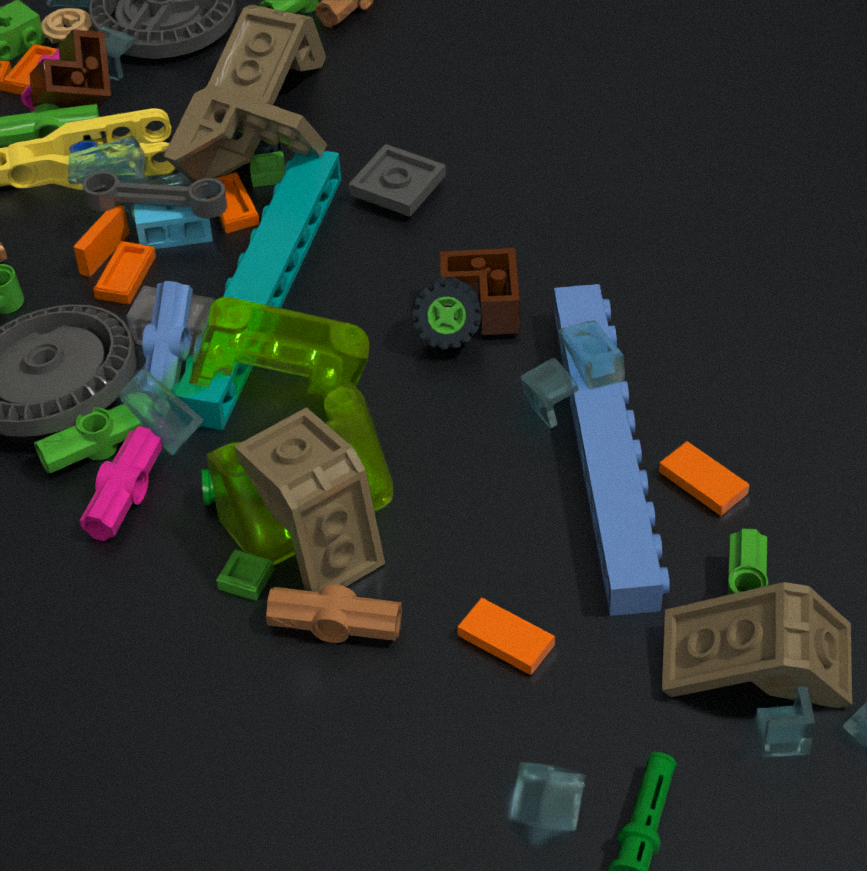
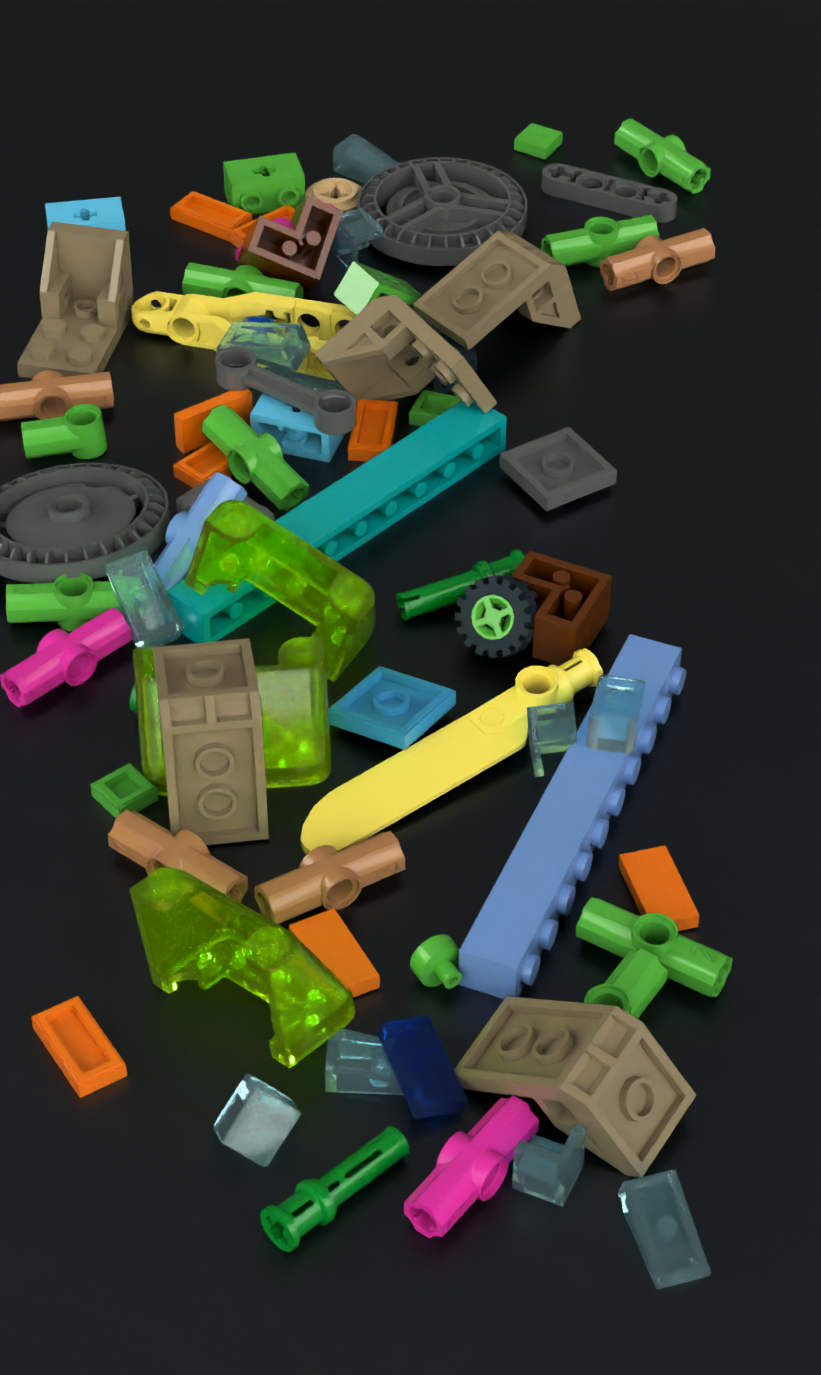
camera: 25 degrees right, 5 degrees down
(161, 258) = (255, 458): none -> bright green piece
(167, 91) = (364, 284): none -> brick
(361, 801) = (79, 1046): none -> orange tile
(403, 291) = (449, 590): none -> green pin
(410, 661) = (208, 936): none -> clear neon green windscreen
(412, 416) = (392, 707): none -> dark azure plate
(461, 575) = (330, 877): none -> medium nougat piece
(474, 446) = (444, 757): none -> light yellow piece
(592, 605) = (437, 962): none -> bright green tile
(601, 709) = (358, 1065): none -> clear light blue slope
(641, 694) = (422, 1067): none -> clear blue tile
(732, 756) = (470, 1167): none -> dark pink piece
(736, 512) = (685, 959): none -> bright green piece

